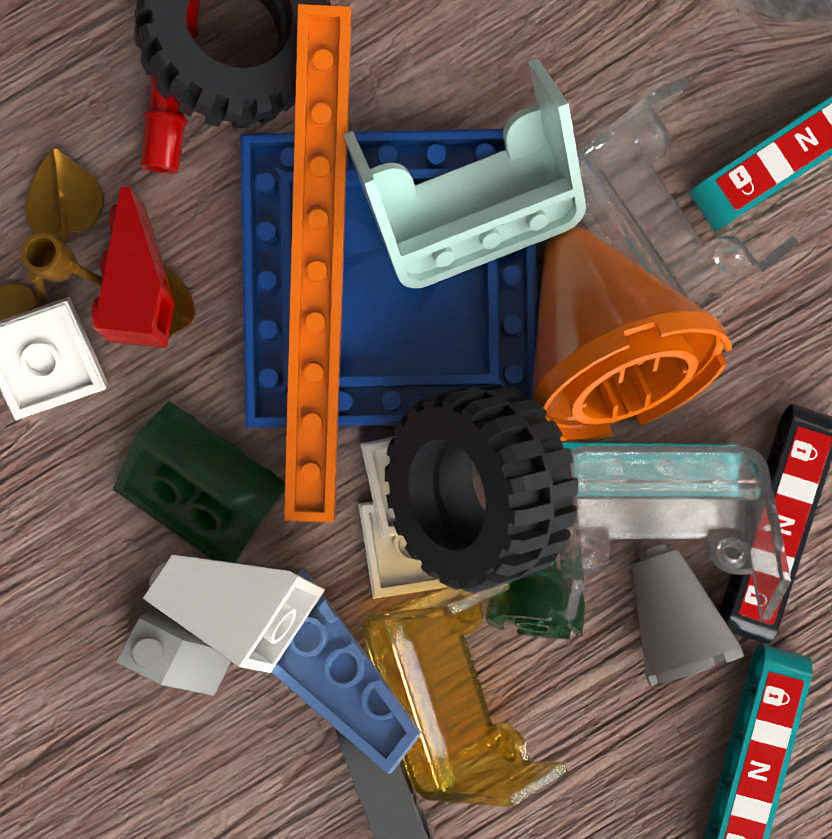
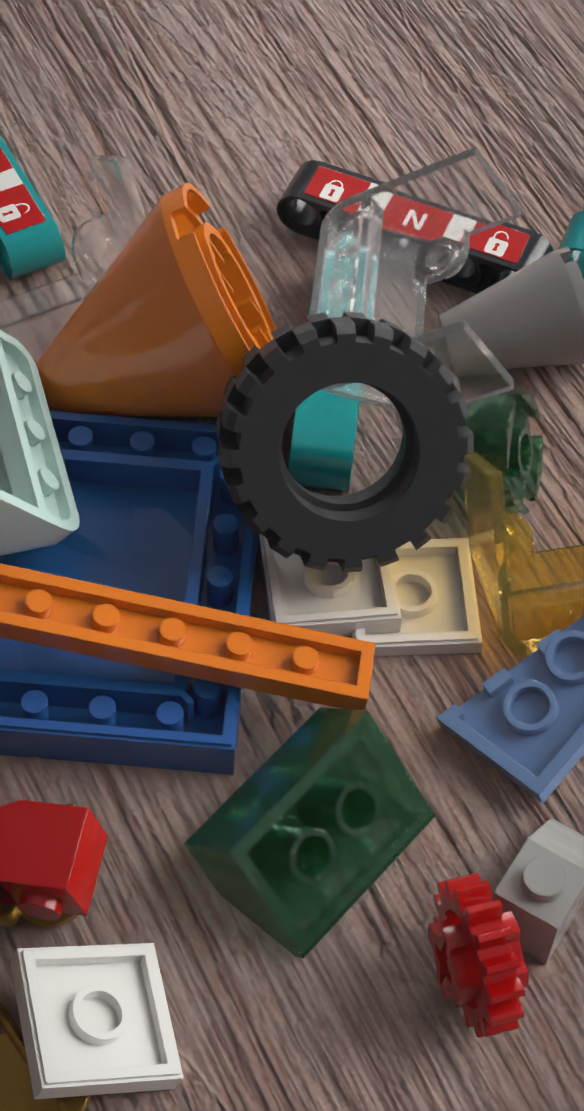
camera: 90 degrees left, 35 degrees down
(95, 609) = (478, 955): none -> red gear
(234, 607) = (482, 760): white slope -> none

